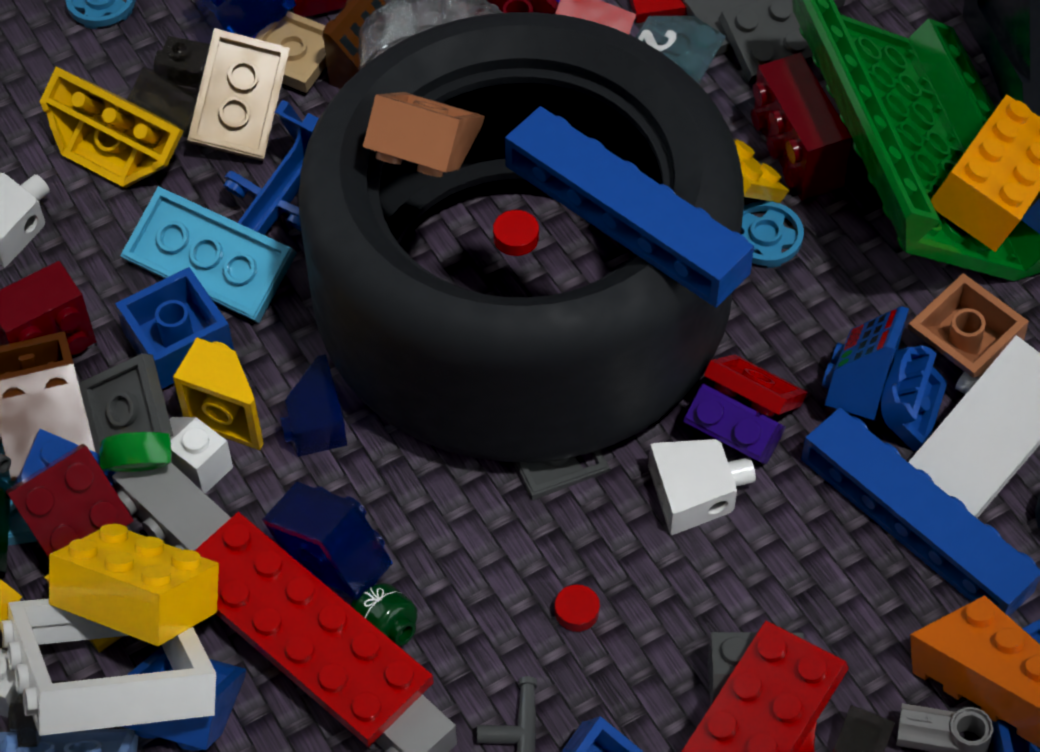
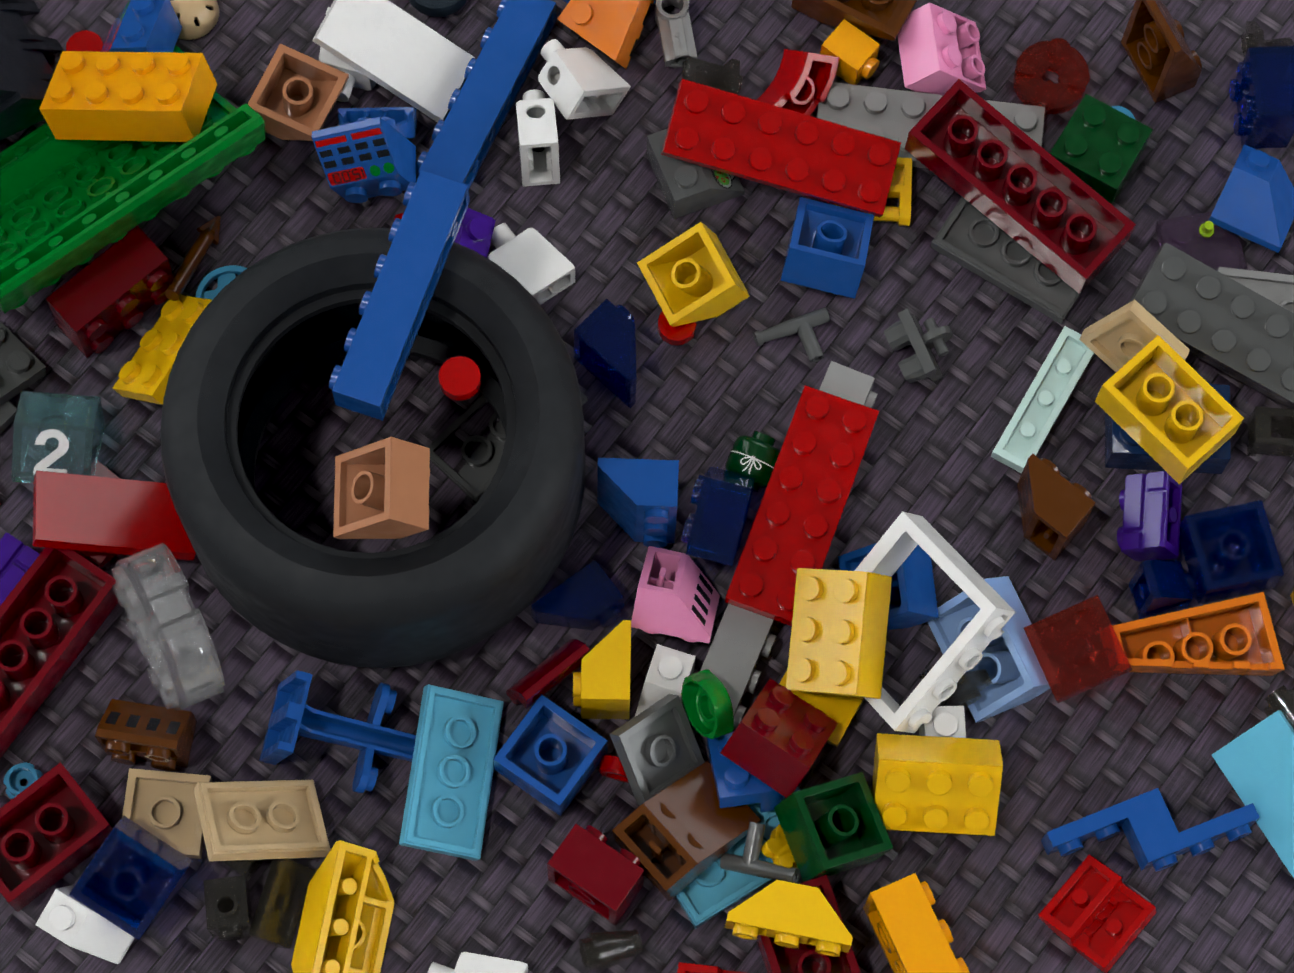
camera: 115 degrees left, 15 degrees up
(252, 345) = (548, 673): none -> dark red slope
(263, 469) = (674, 597): none -> bright pink slope
(380, 464) = (640, 497): none -> blue slope
(559, 514) = (608, 349): none -> clear blue slope
(618, 633) = (693, 277): none -> yellow slope
(845, 234) = (208, 233): none -> reddish brown piece
(846, 535) = (537, 129): none -> white torso
(898, 596) = (580, 82): none -> white torso

